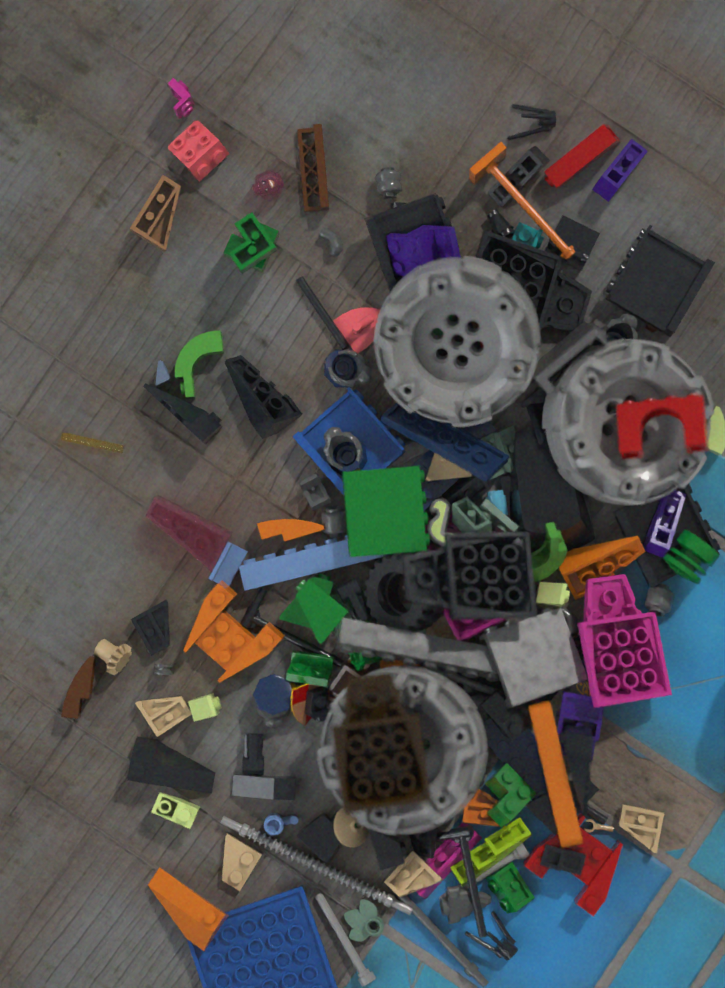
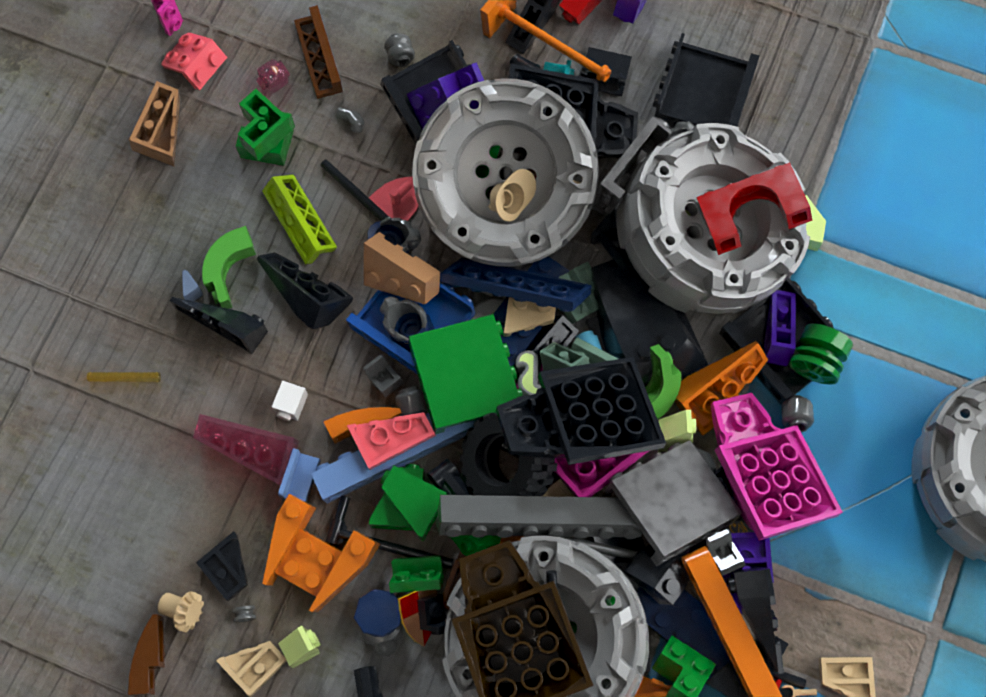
camera: 15 degrees left, 15 degrees down
(231, 497) = (289, 401): none -> white brick
(264, 328) = (294, 217): none -> lime fence
(308, 552) = (389, 438): none -> coral wing
(345, 407) = (398, 273): none -> medium nougat wedge
(457, 365) = (513, 195): none -> tan piece
(563, 710) = (724, 552): none -> dark grey bracket

